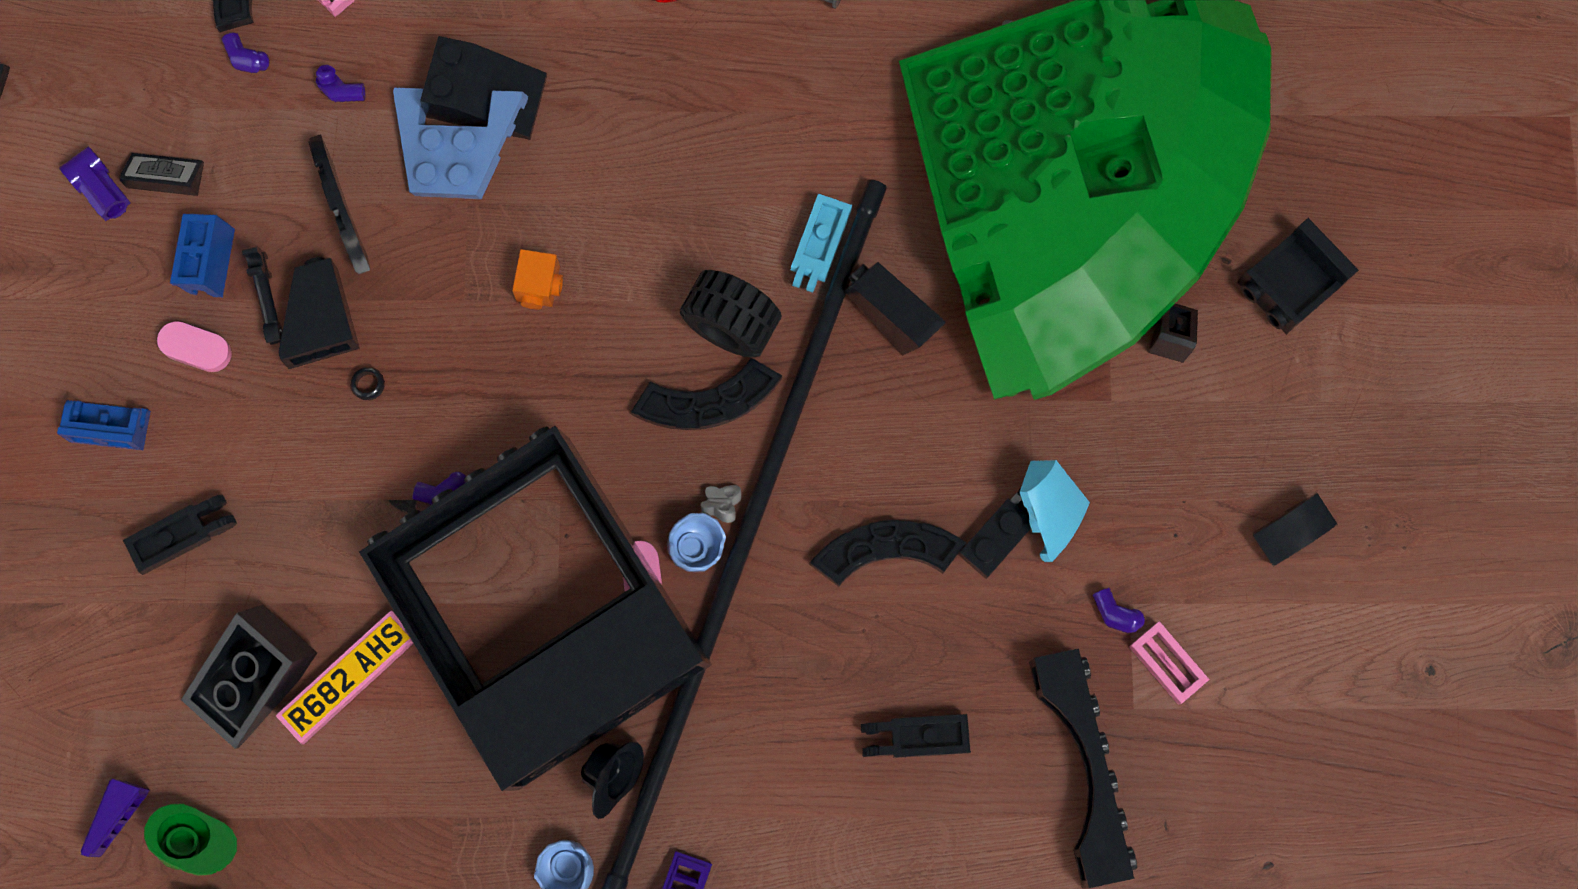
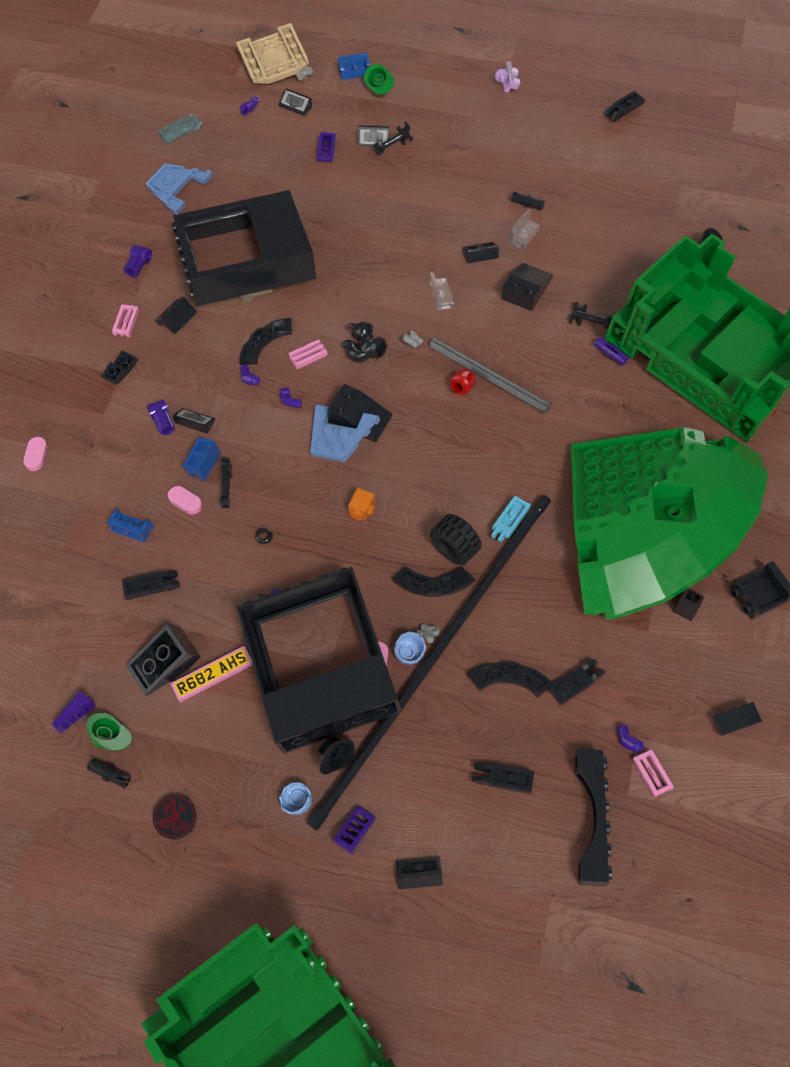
camera: 20 degrees right, 15 degrees down
(316, 316) = (248, 498): black slope -> none
(338, 204) = (273, 444): black tile -> none
(893, 308) = (540, 556): black slope -> none
(1053, 505) = (605, 673): medium azure slope -> none

